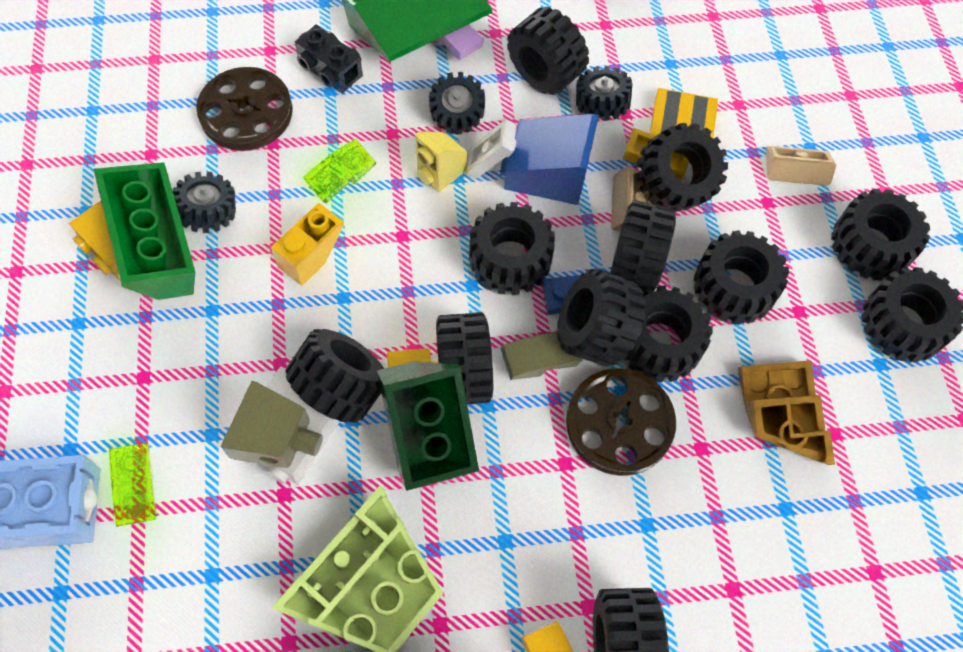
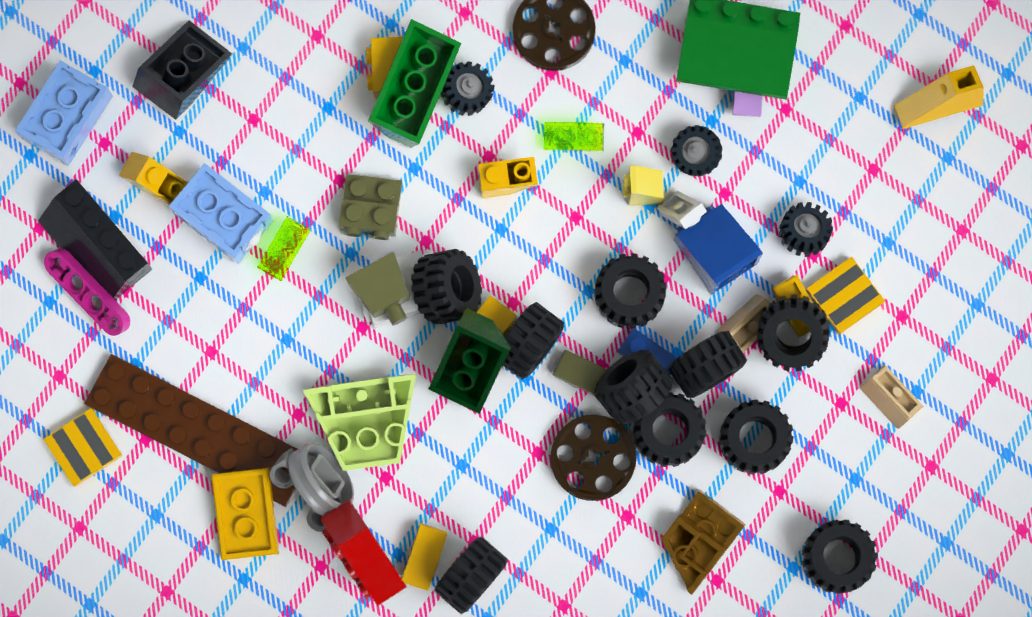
camera: 45 degrees right, 15 degrees up
(195, 375) = (370, 206): none -> olive plate
(329, 58) = (641, 31): black brick -> none
(548, 50) = (789, 168): black tyre -> none
(889, 215) = (901, 479): black tyre -> none

